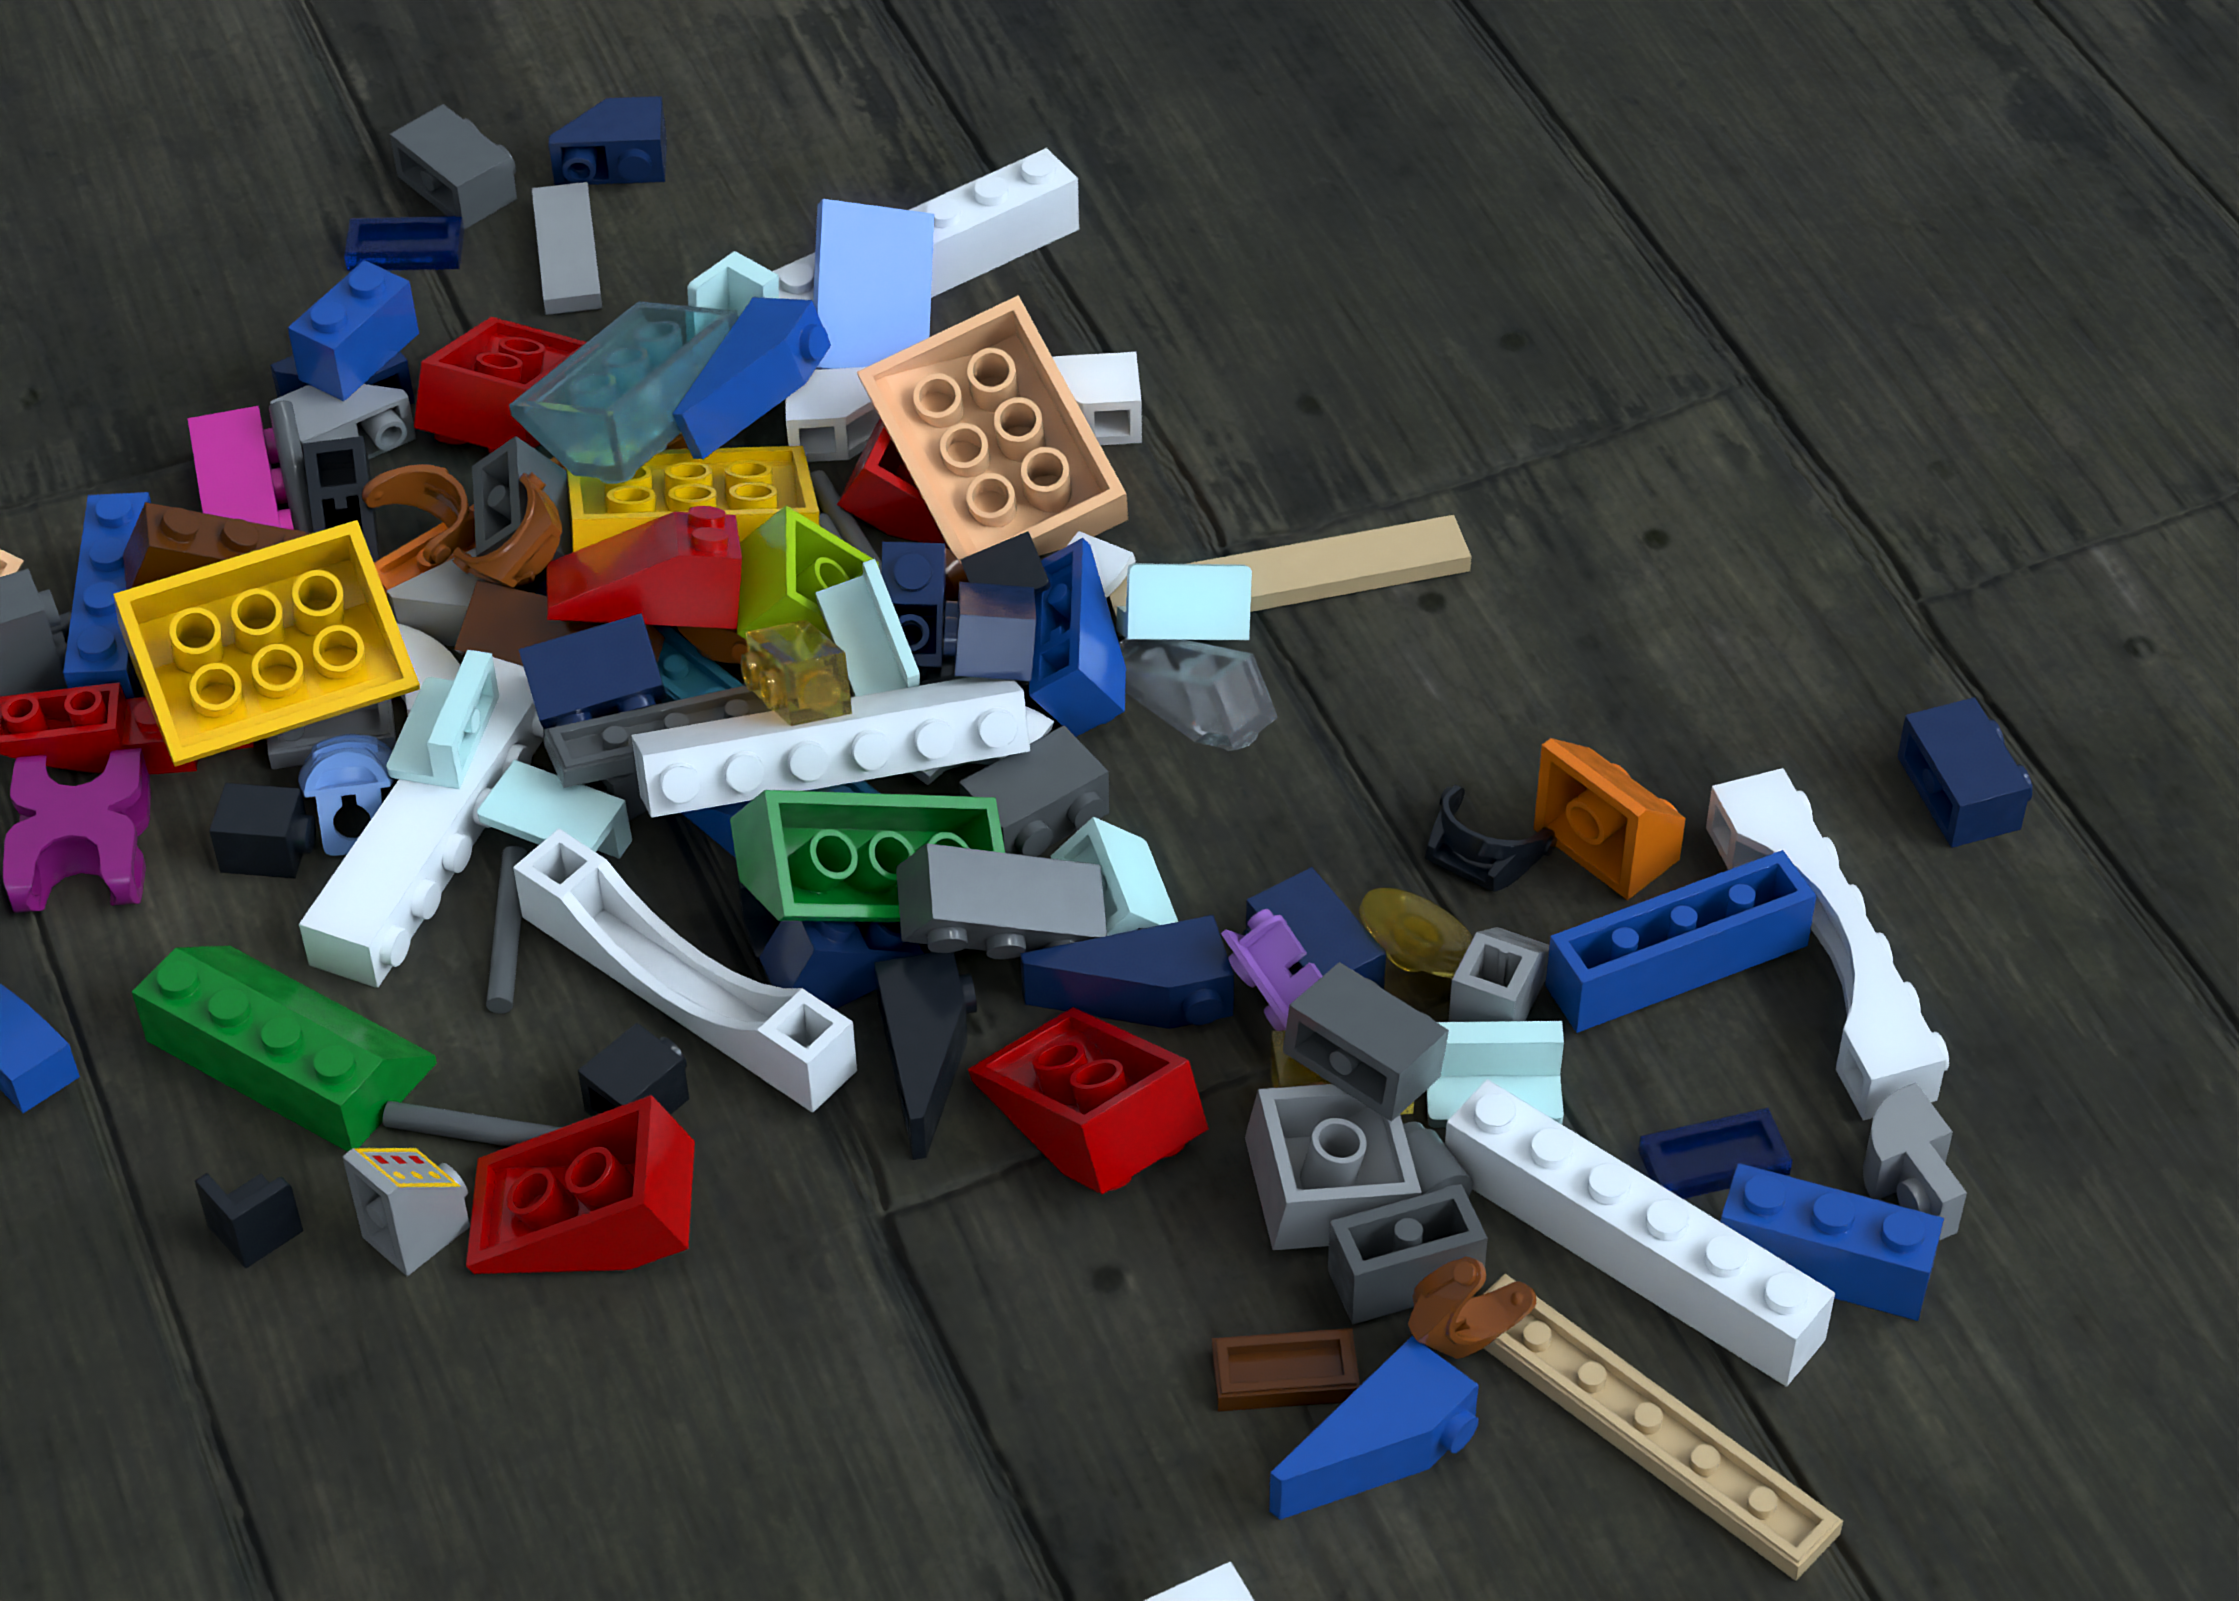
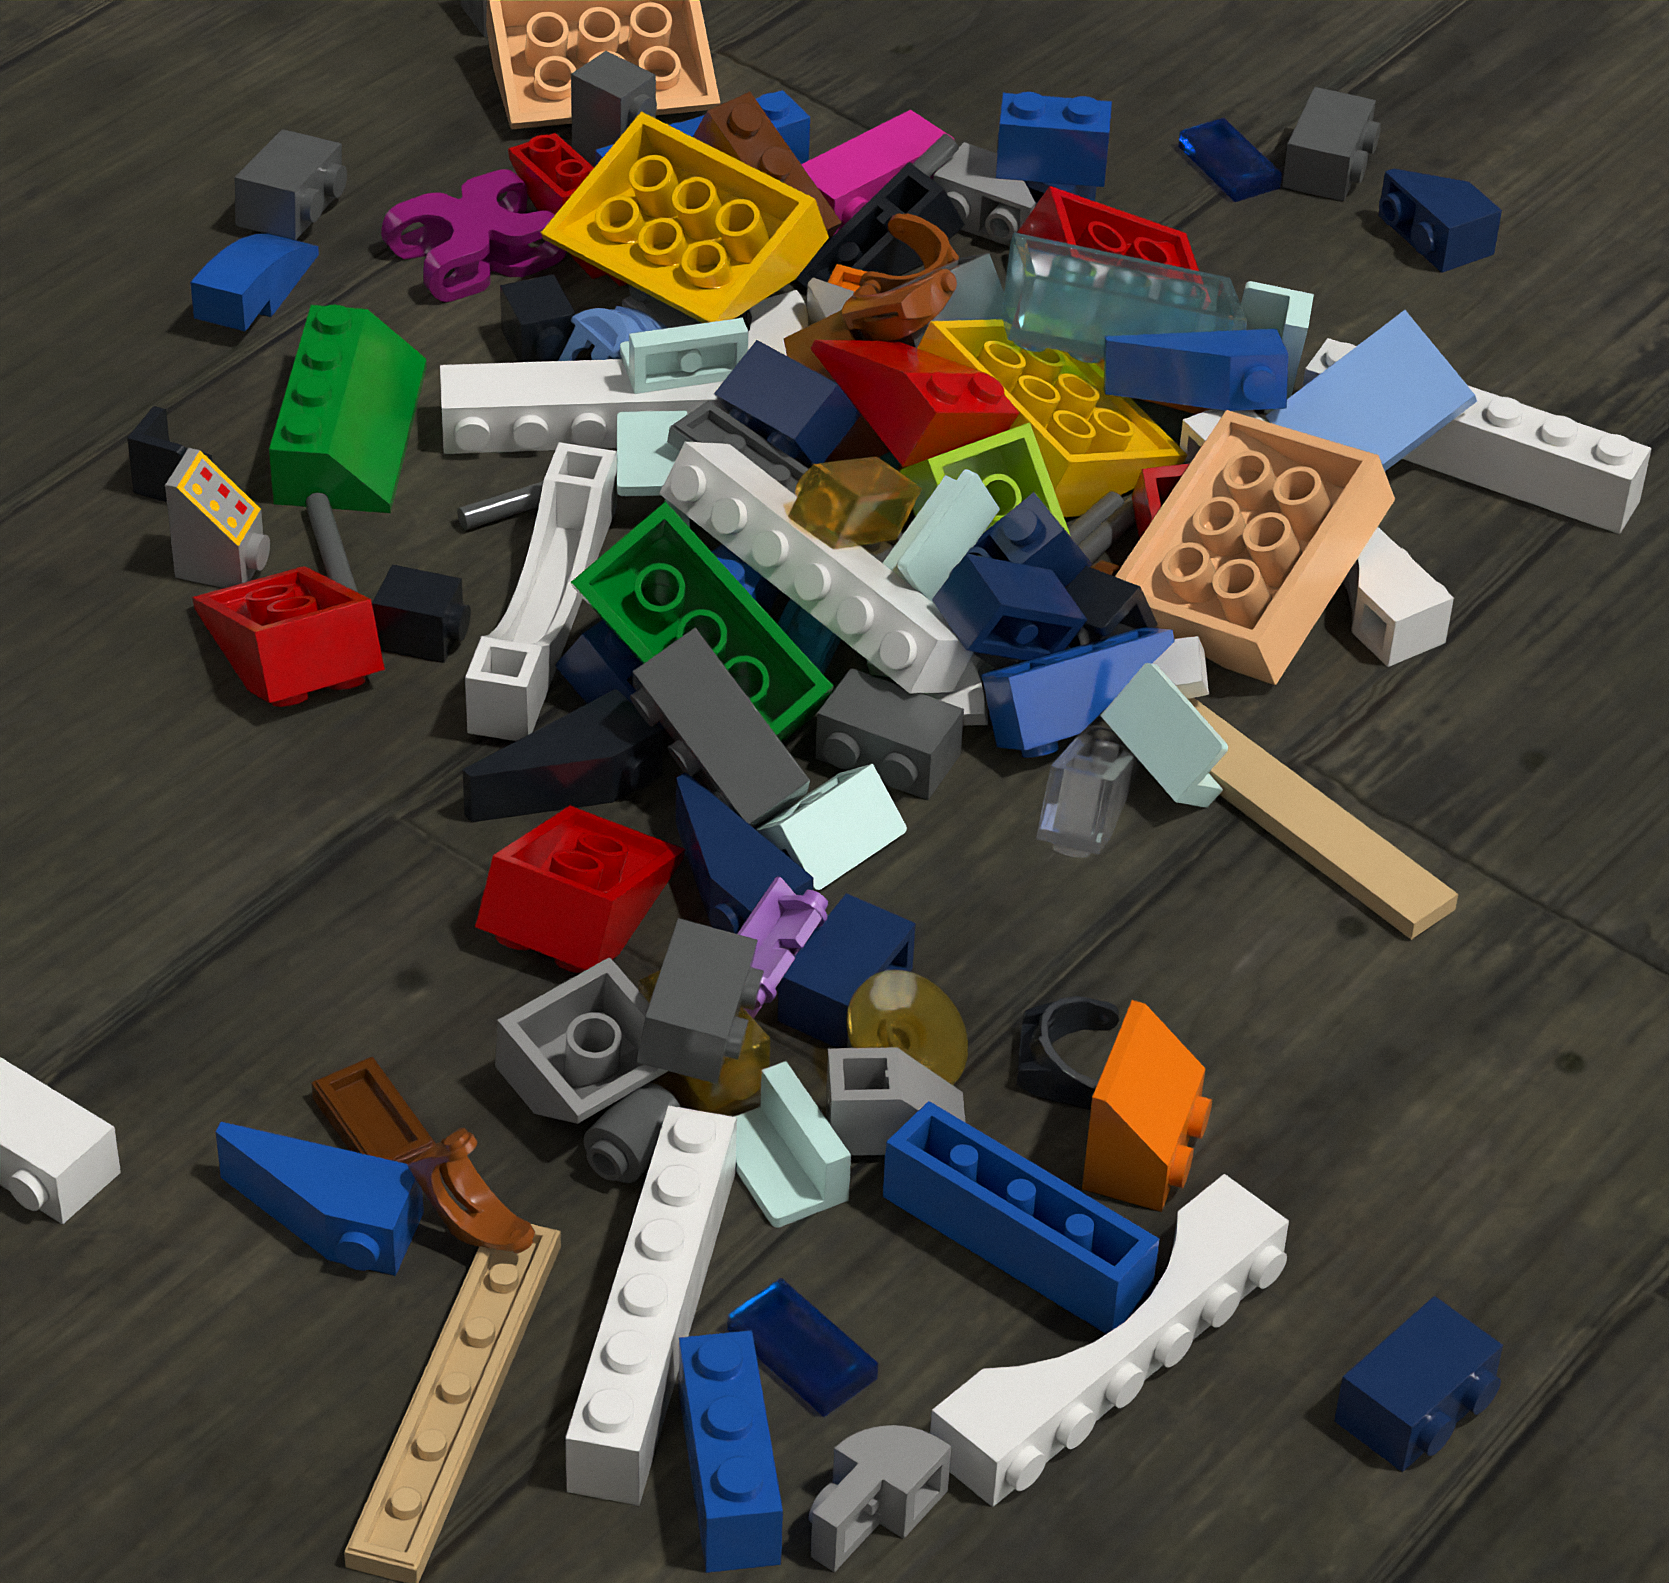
camera: 60 degrees right, 5 degrees down
(566, 248) = (1304, 243): light grey tile -> none
(1391, 1248) = (524, 1140): dark grey brick -> none

